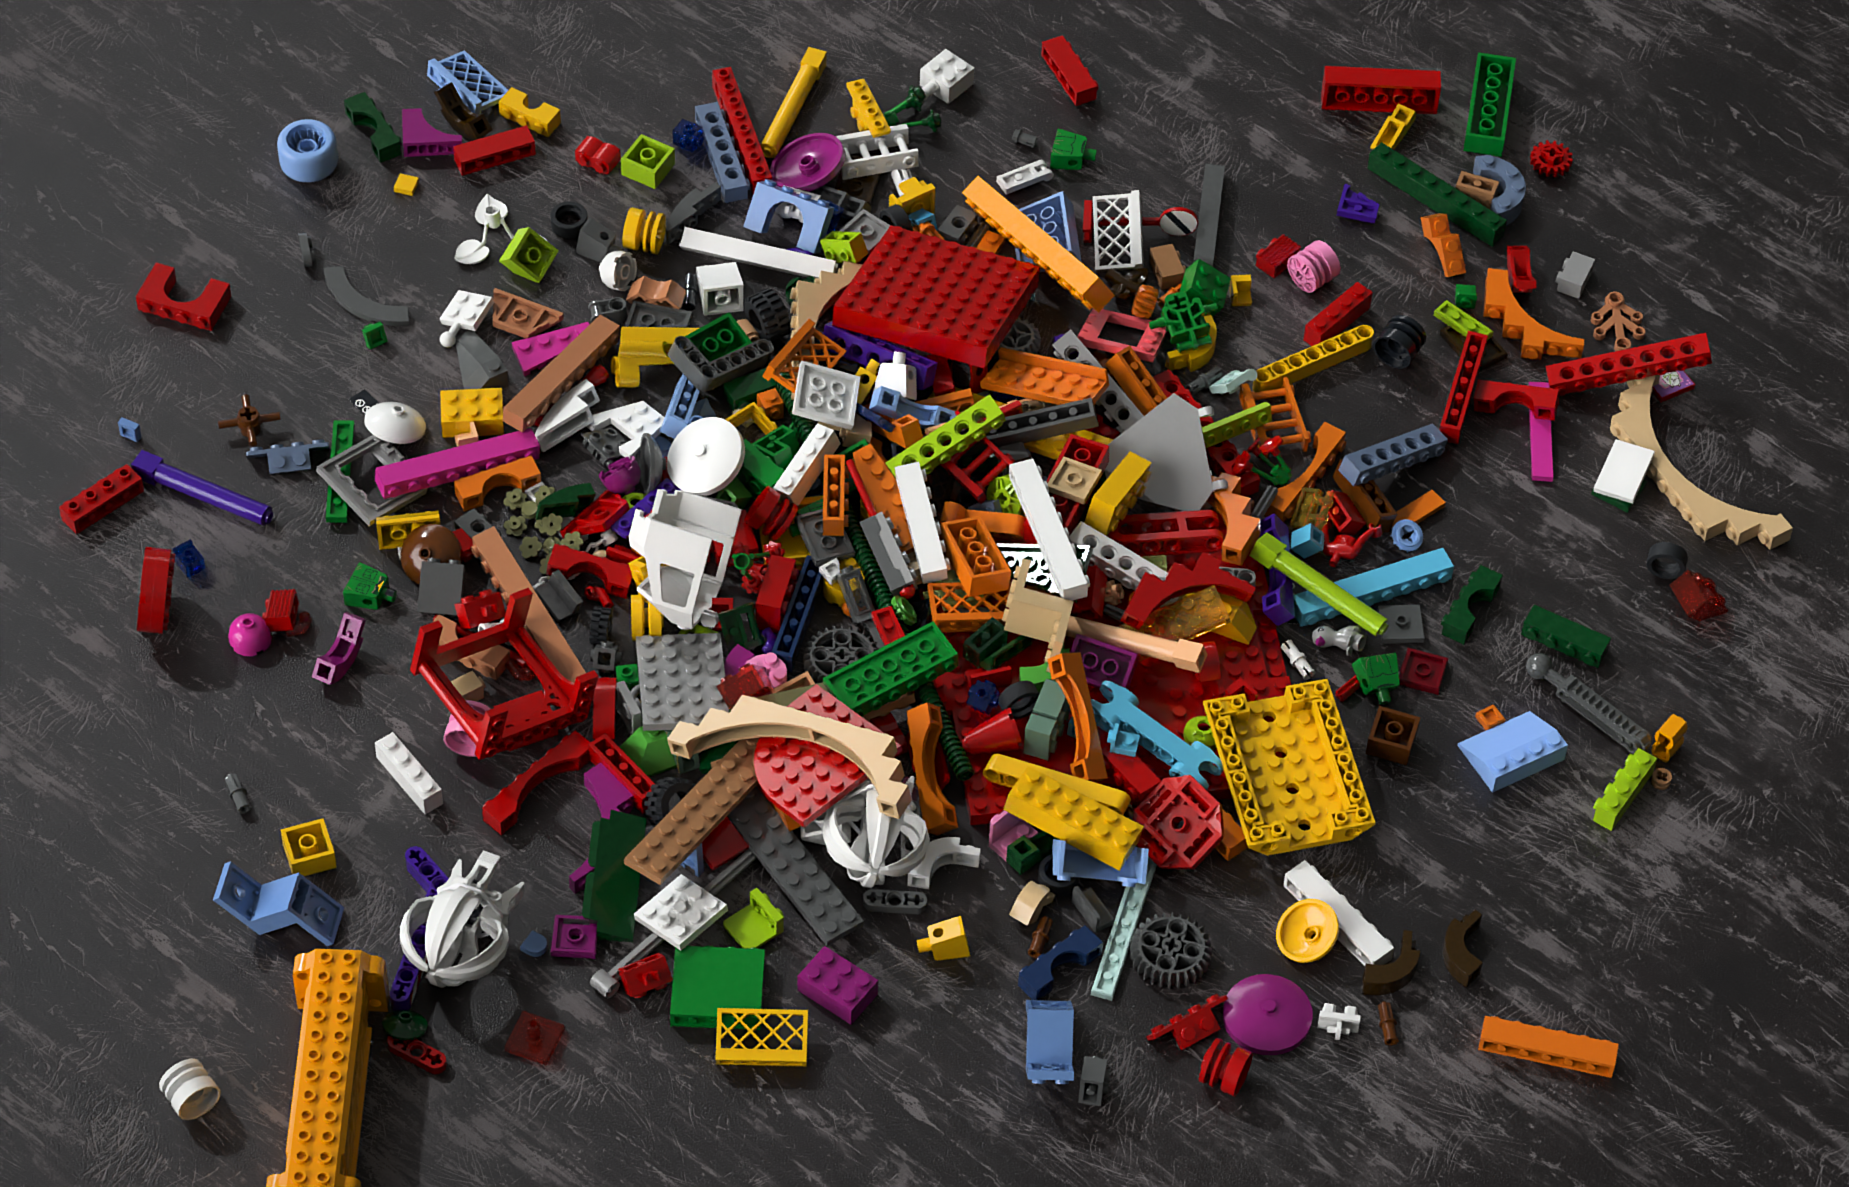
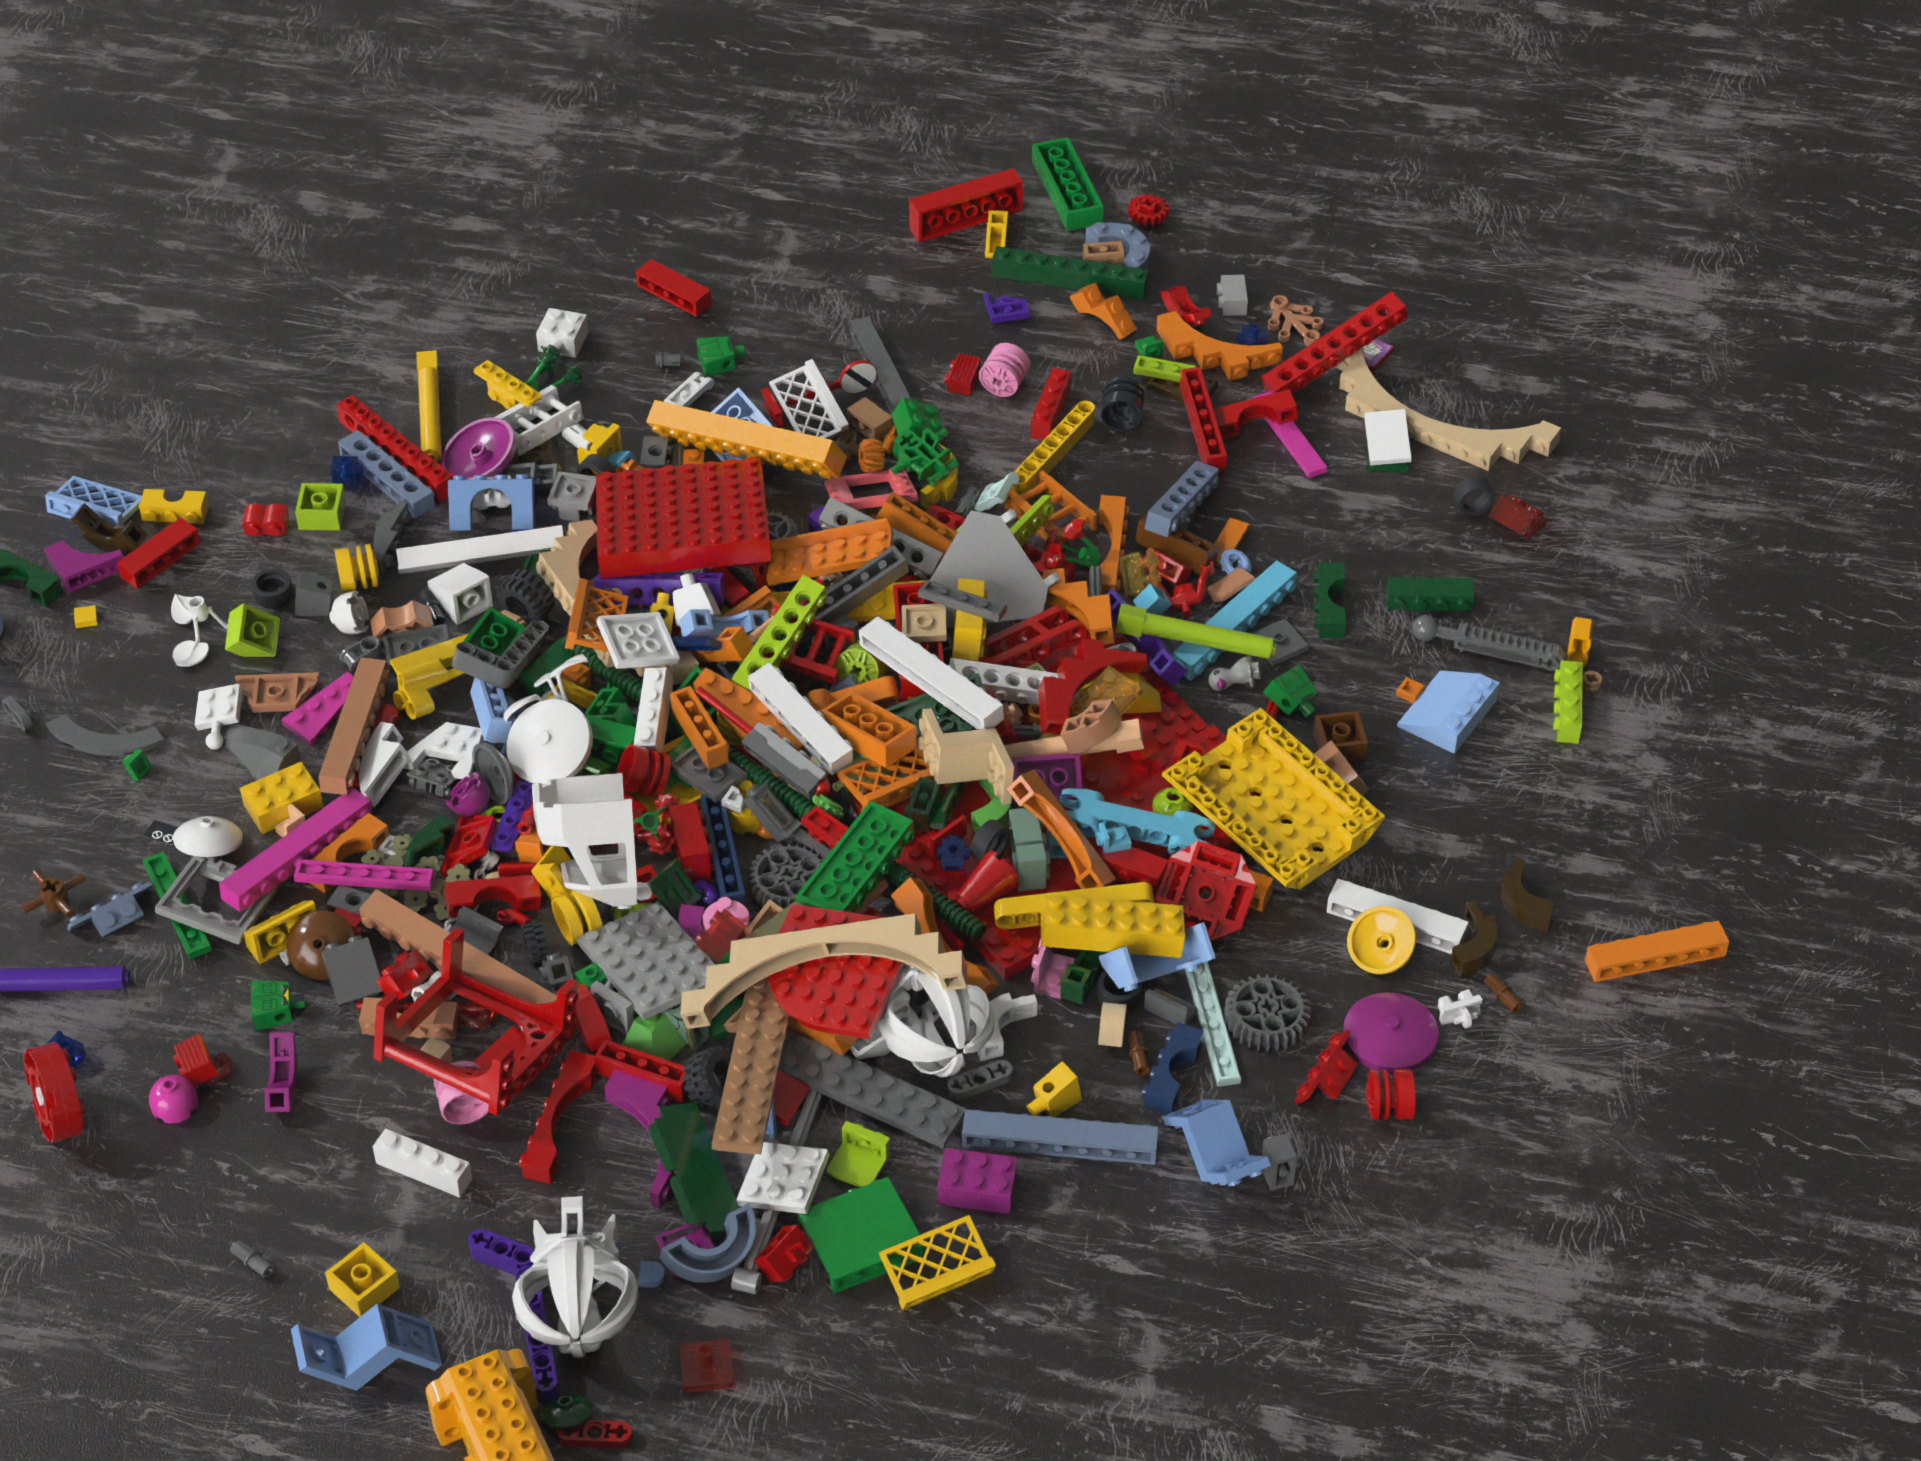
camera: 25 degrees left, 5 degrees down
(497, 509) = (364, 875): none -> dark pink tile
(588, 958) = (715, 1263): none -> sand blue brick
(736, 421) = (547, 677): none -> white plant
(844, 246) = (561, 510): lime brick -> none
(929, 979) = (1060, 1137): none -> sand blue brick
(1115, 474) = (962, 601): none -> dark grey tile
(1155, 634) = (1091, 726): none -> nougat brick
(1240, 290) = (949, 414): yellow panel -> none
(1298, 659) = (1209, 708): white pin -> none
(1368, 759) = (1338, 763): none -> nougat brick
(1389, 553) = (1230, 585): none -> nougat slope
(1422, 671) = (1326, 673): dark red tile -> none
(1564, 322) = (1252, 335): none -> clear blue brick

